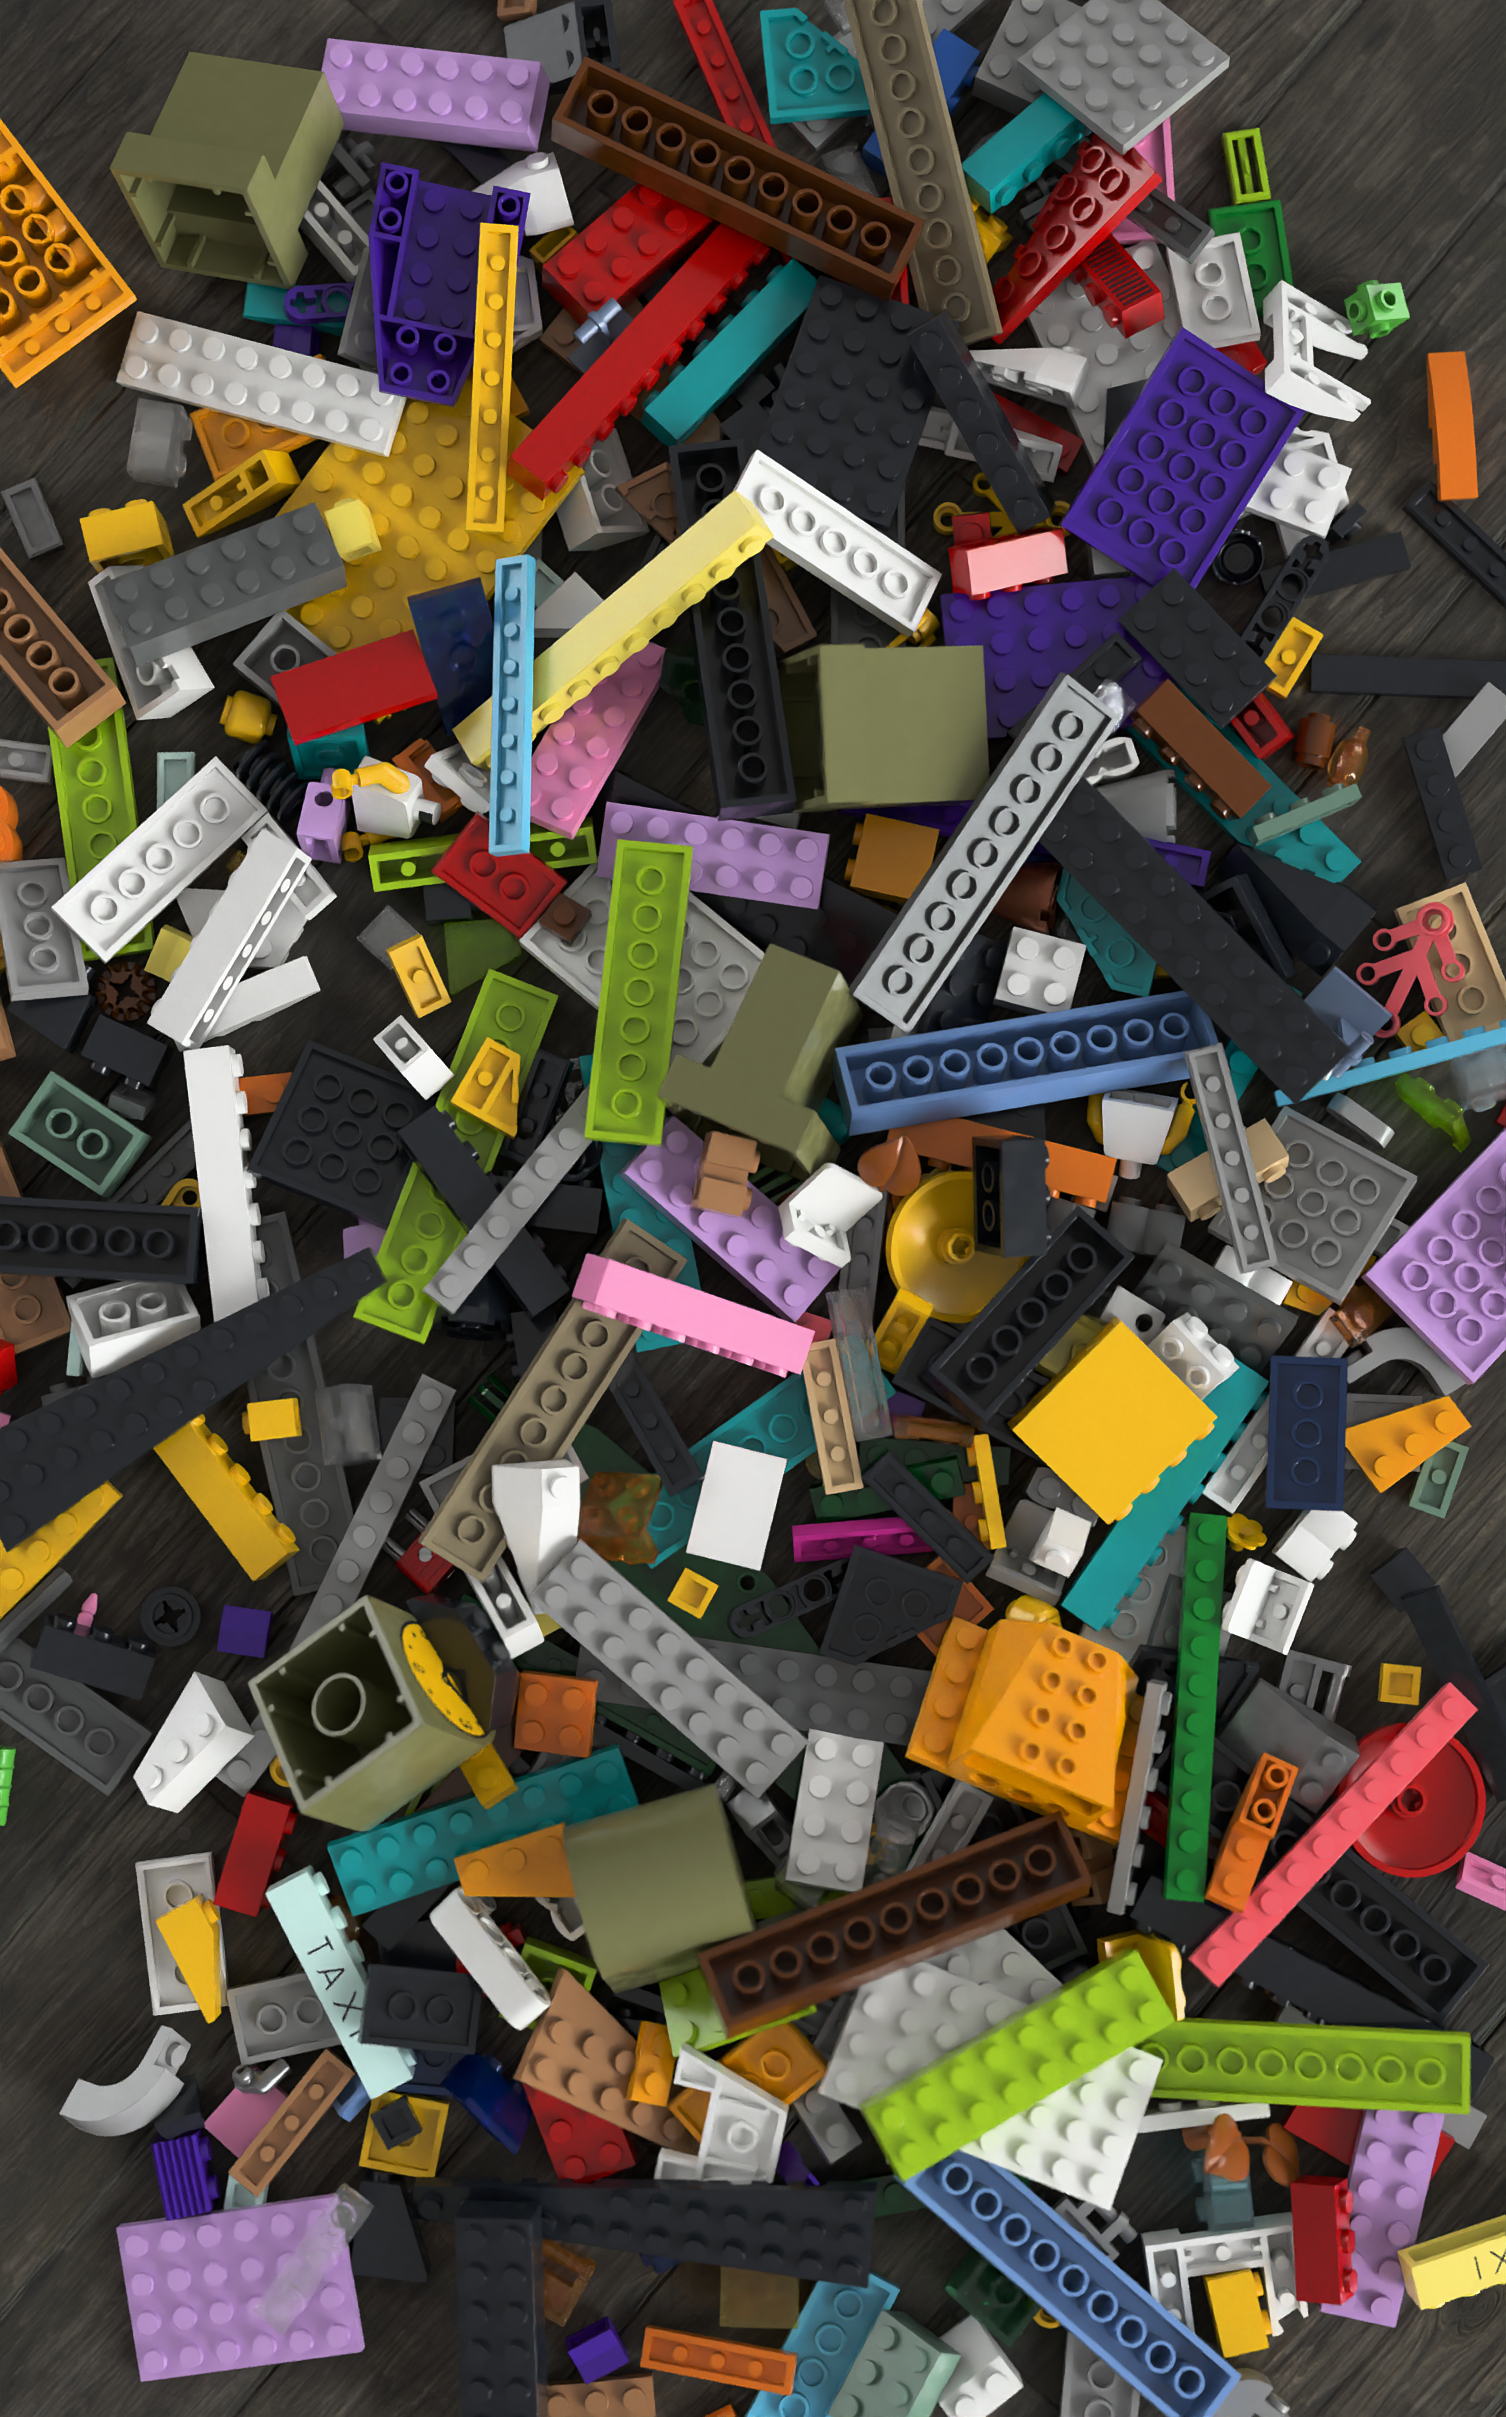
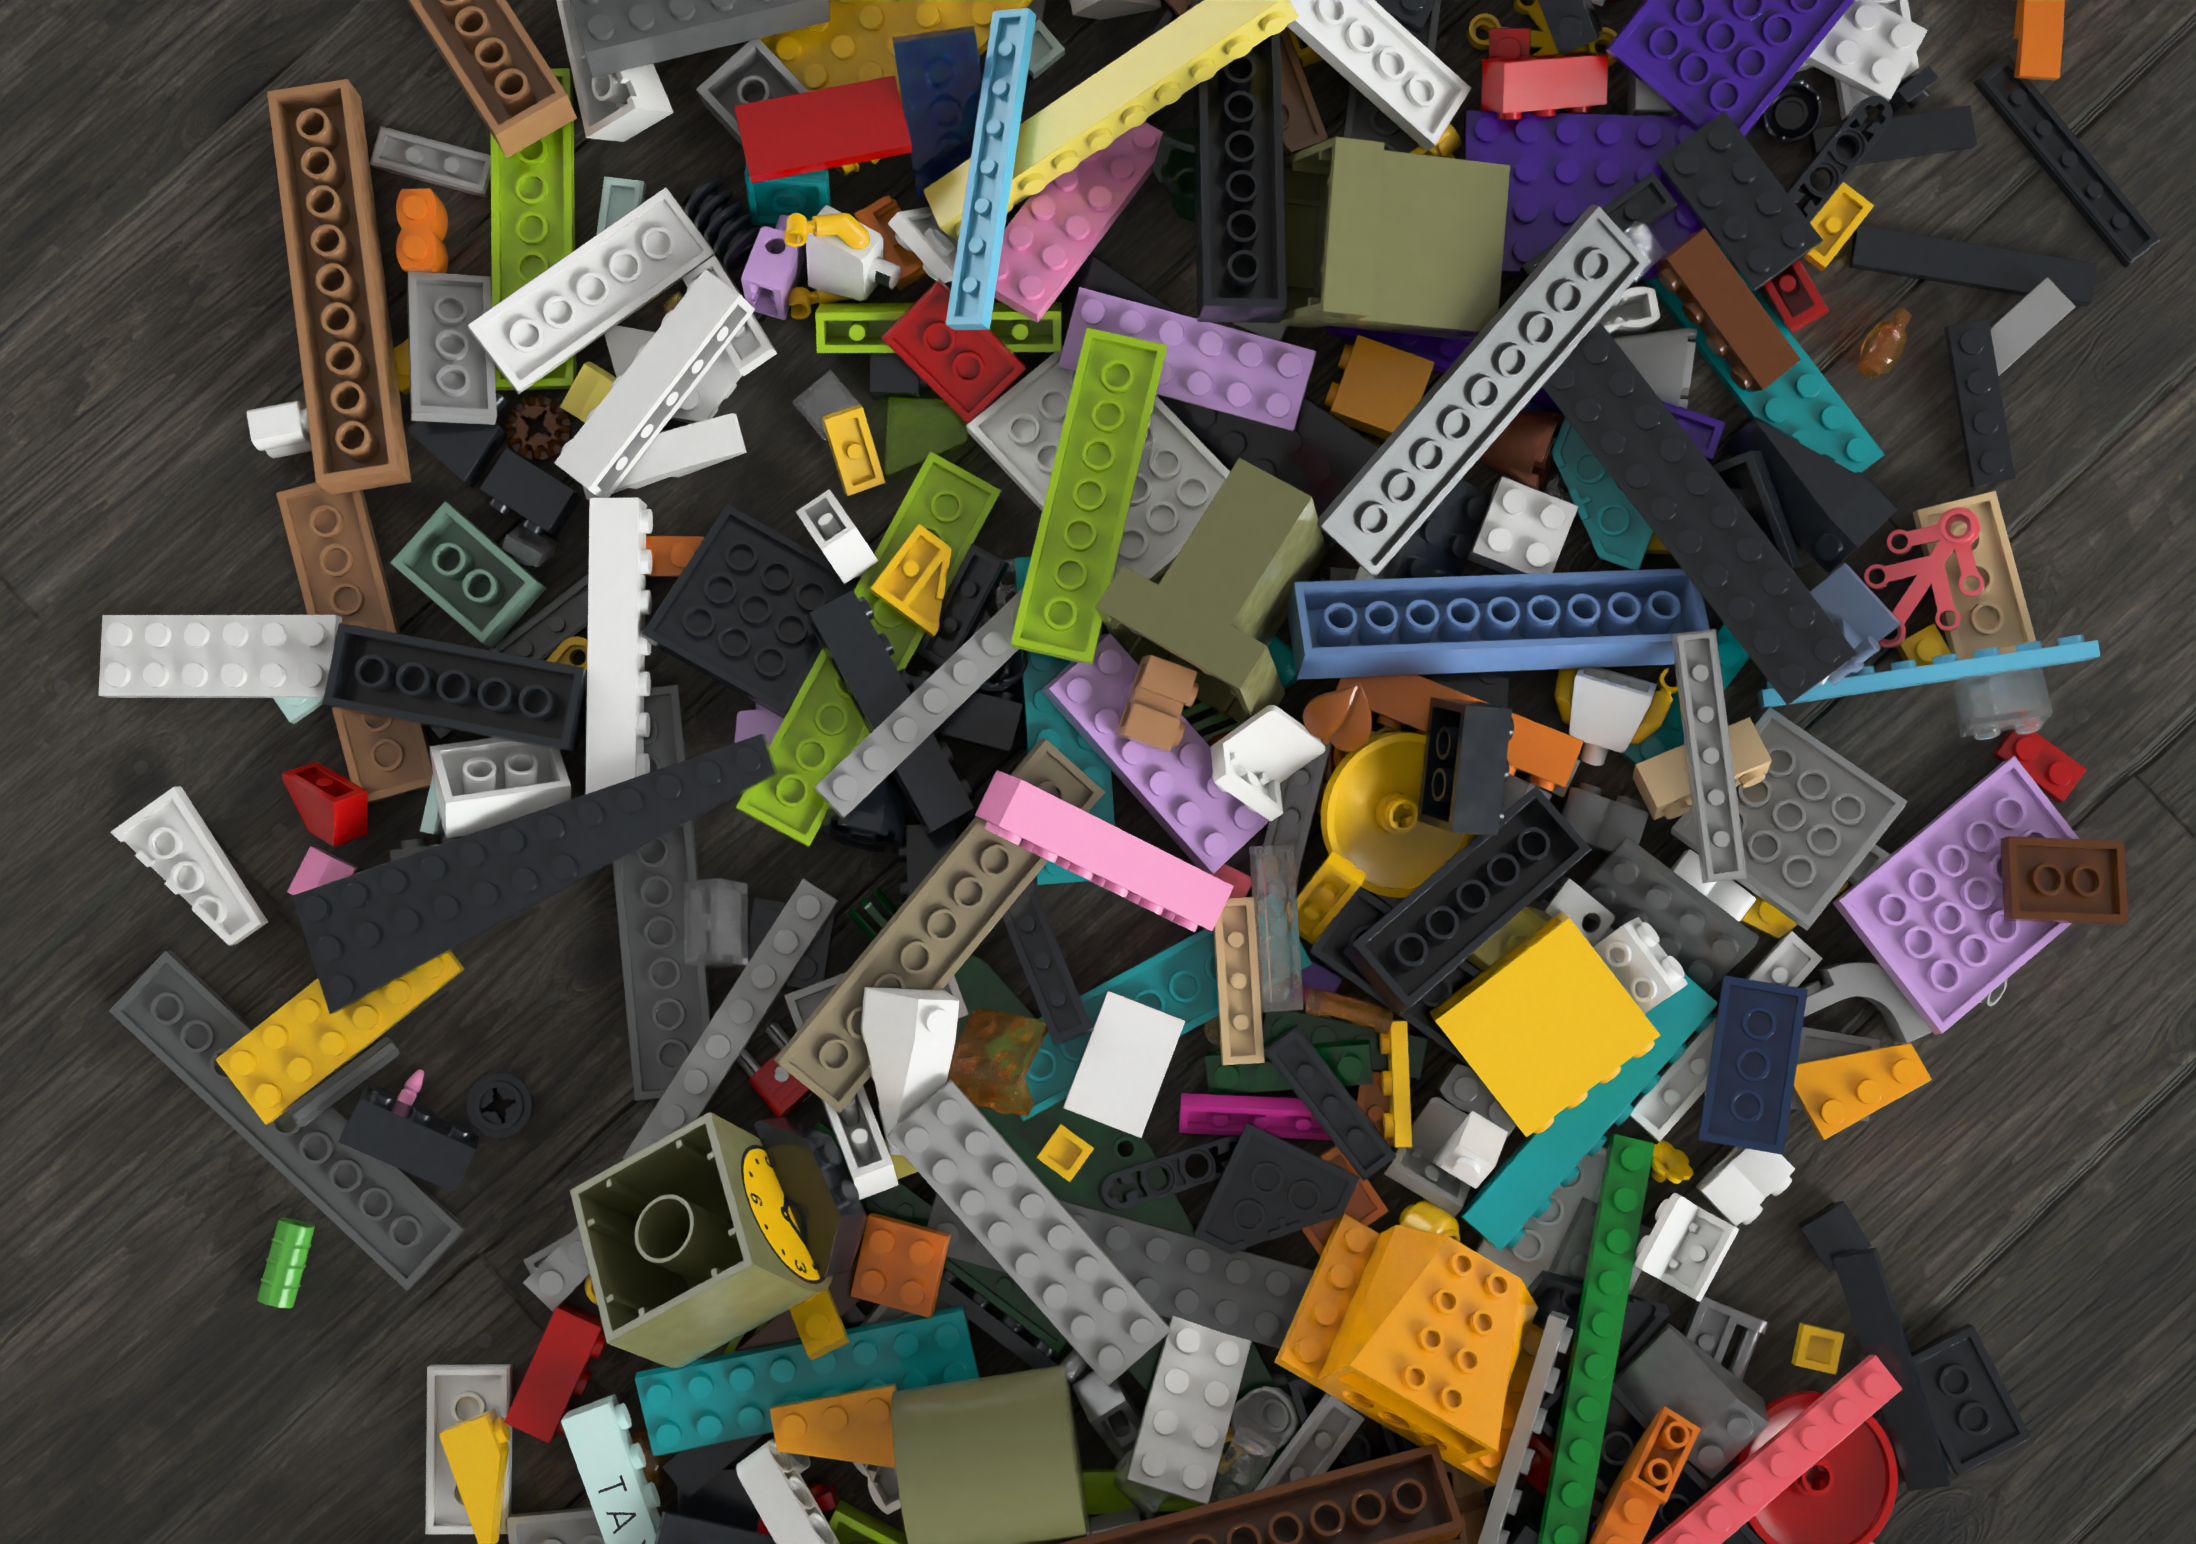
camera: 10 degrees right, 0 degrees up
(192, 1744) = (504, 1247): white wedge -> none
(228, 1499) = (576, 987): yellow brick -> none
(245, 1631) = (577, 1132): dark purple piece -> none
(247, 717) = (705, 150): yellow head -> none
(272, 1419) = (635, 907): yellow brick -> none
(565, 608) = (1059, 74): white slope -> none
(565, 918) = (1019, 407): reddish brown plate -> none
(1303, 813) = (1830, 394): sand green plate -> none
(1314, 741) = (1849, 319): reddish brown brick -> none
(1360, 1120) = (1849, 733): light grey beam -> none
(1360, 1314) = (1826, 943): clear orange plate -> none
(1434, 1110) = (1931, 731): clear neon green wing -> none
(1437, 1480) = (1886, 1133): sand green plate -> none

